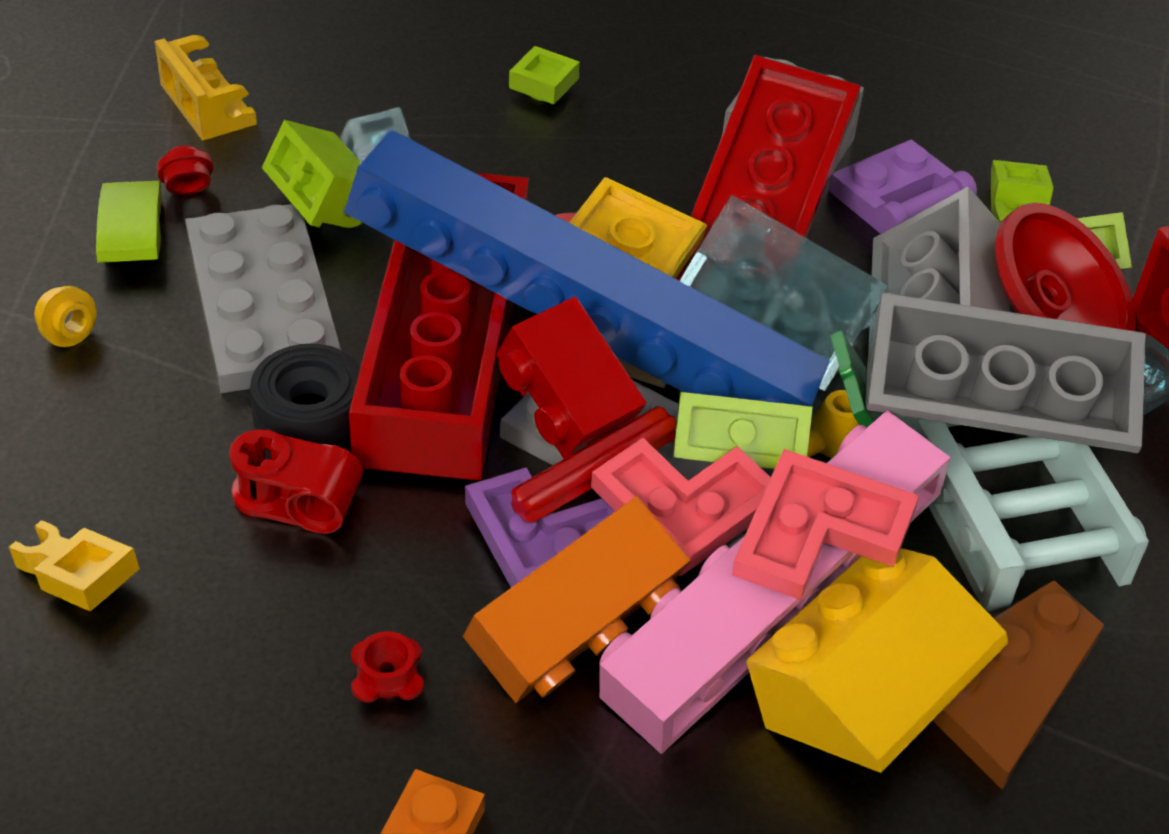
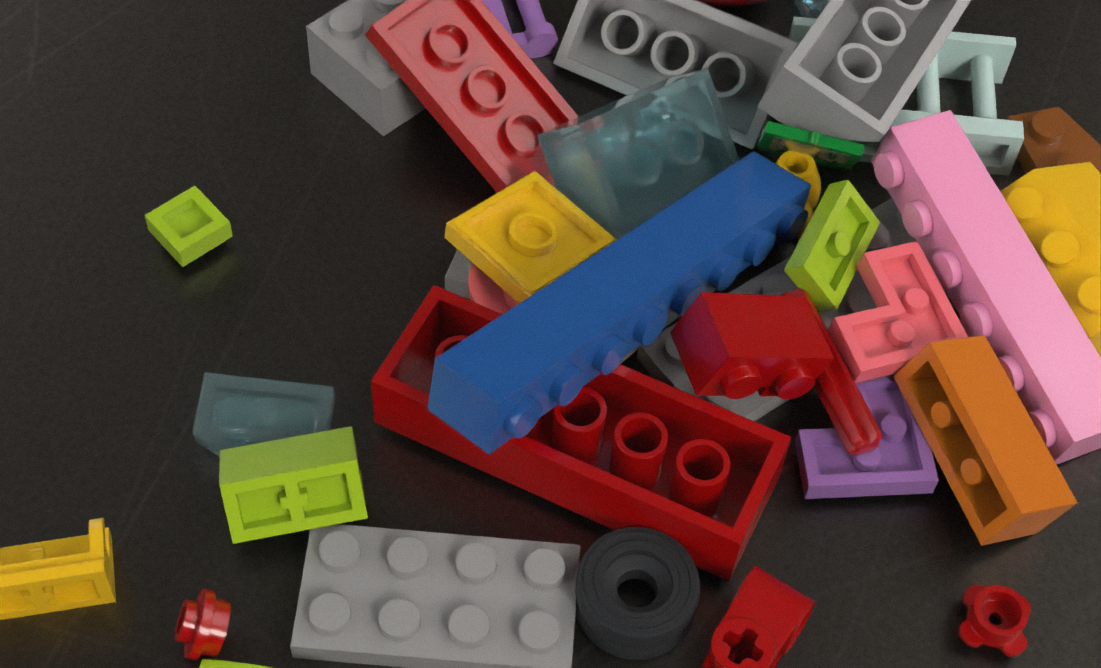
camera: 70 degrees left, 10 degrees up
(818, 505) = (995, 229): coral plate -> none

